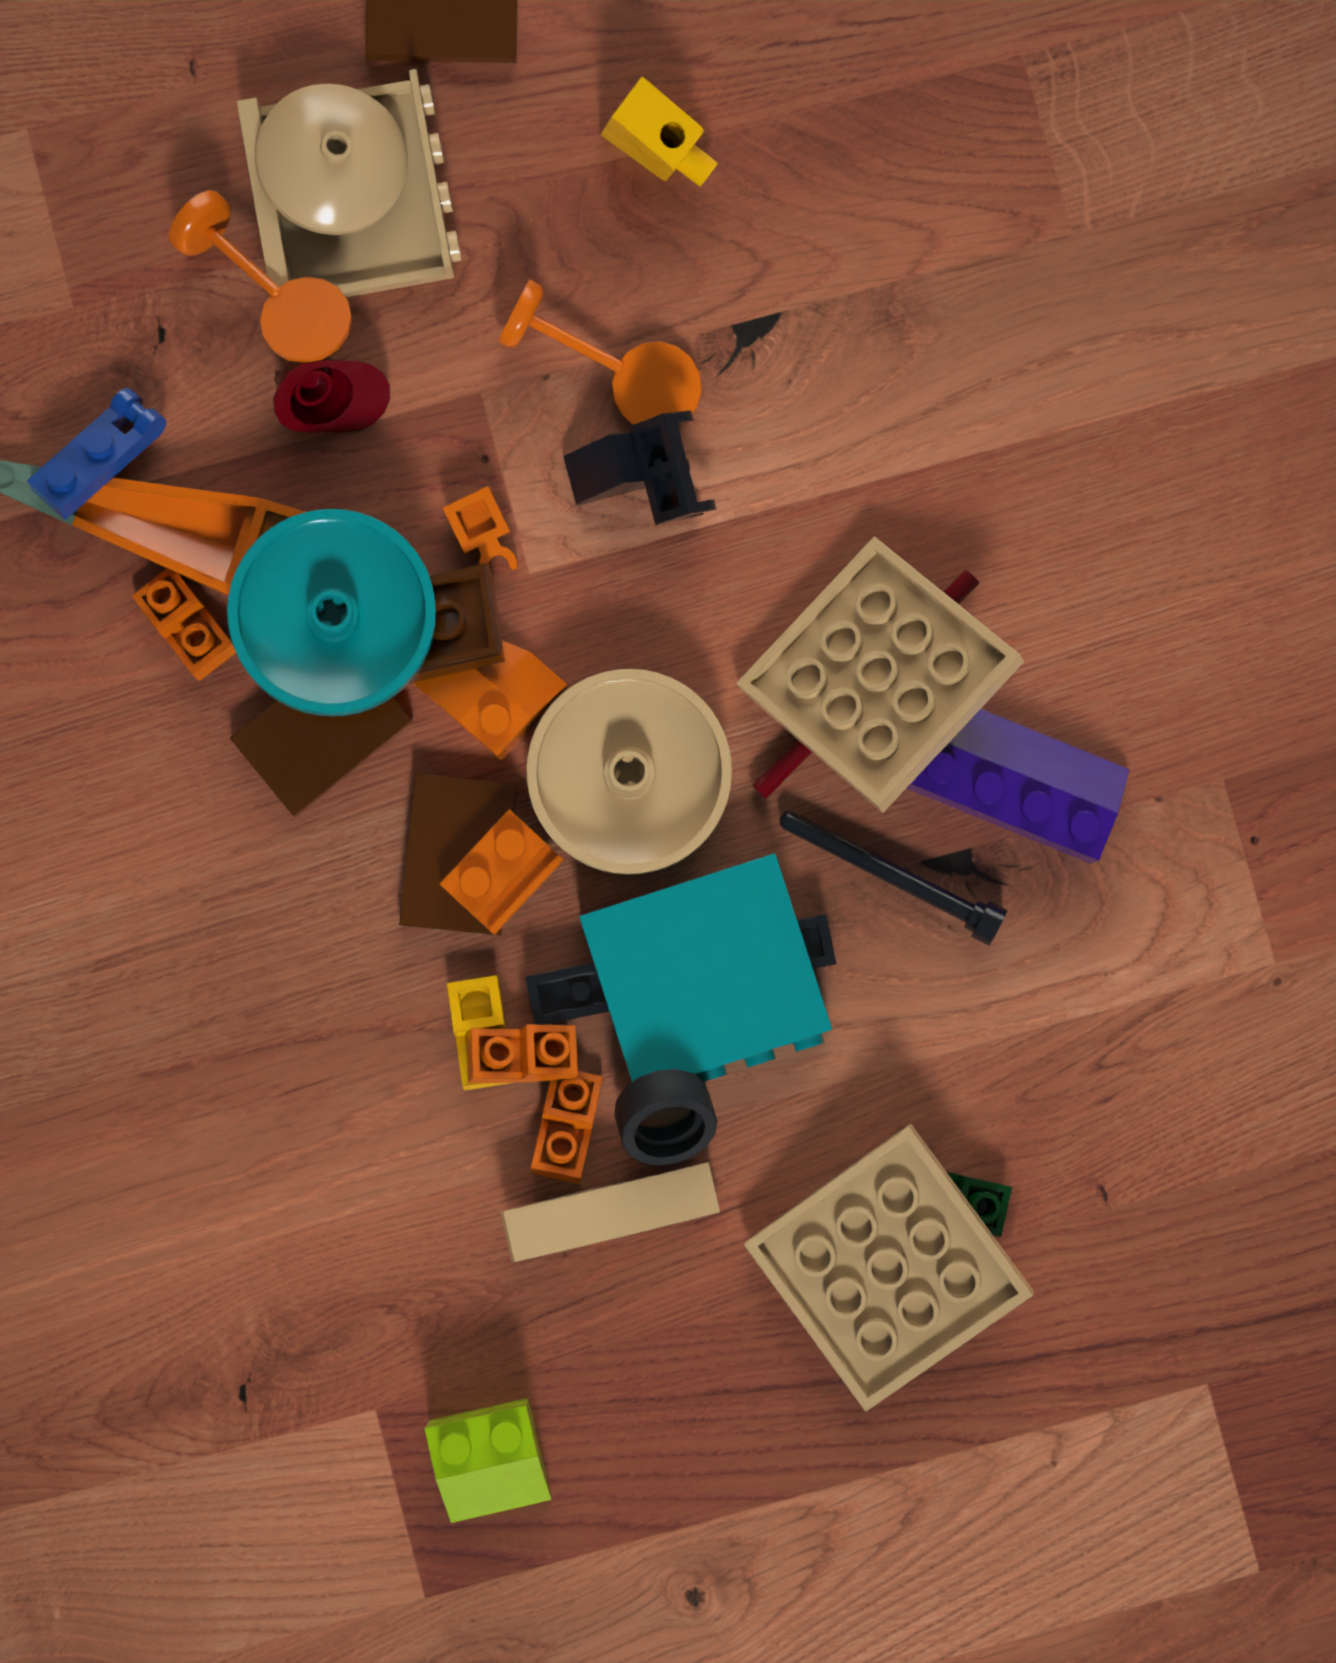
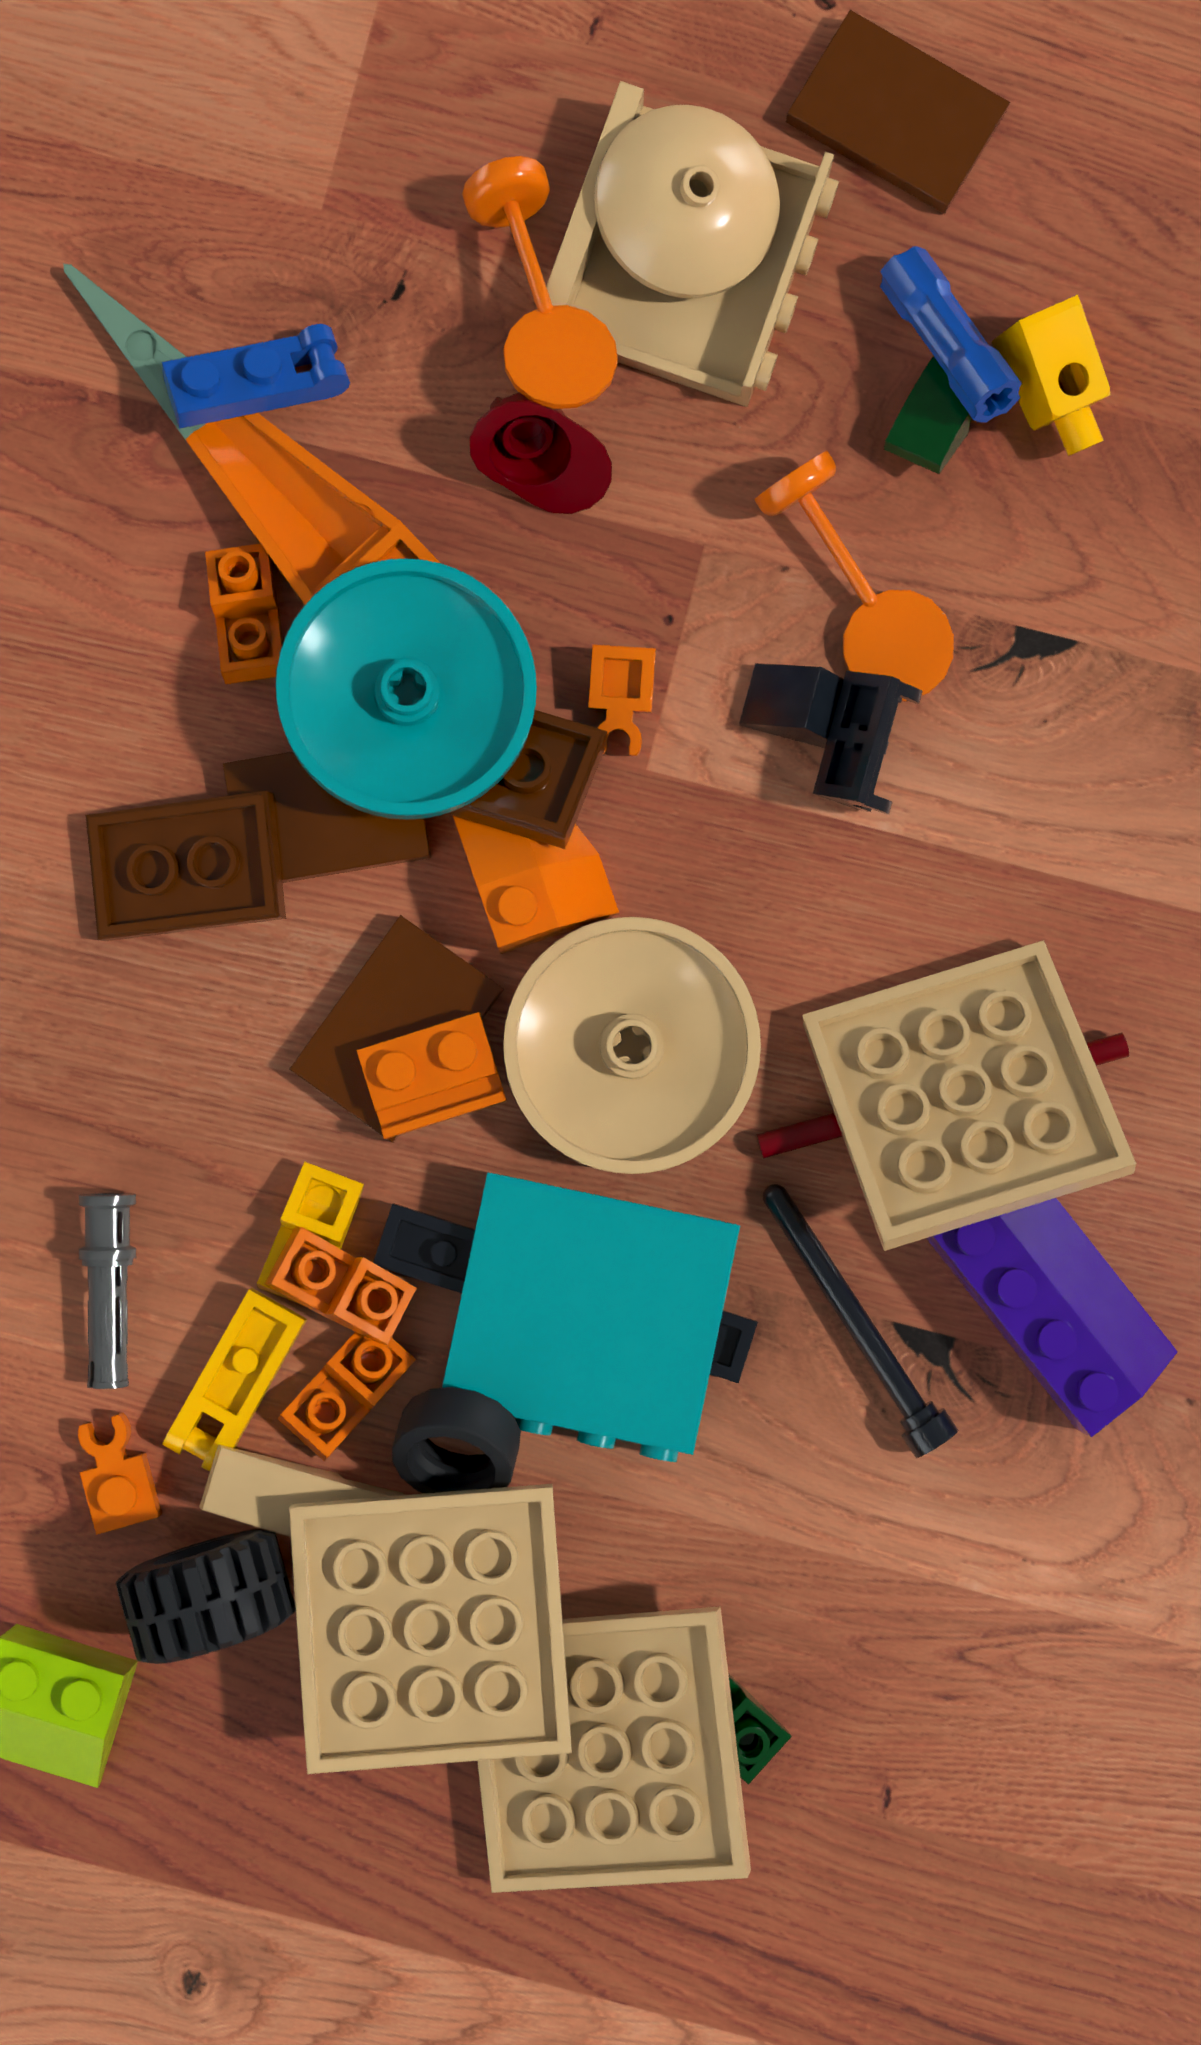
camera: 25 degrees right, 0 degrees up
(245, 824) = (185, 866): none -> reddish brown tile
(347, 1128) = (107, 1256): none -> dark grey pin
(446, 1282) = (120, 1486): none -> orange plate
(484, 1159) = (236, 1376): none -> yellow plate
(551, 1317) = (206, 1596): none -> black tyre
(591, 199) = (930, 422): none -> dark green slope
(596, 163) = (973, 367): none -> blue axle
(718, 1250) = (430, 1628): none -> tan plate

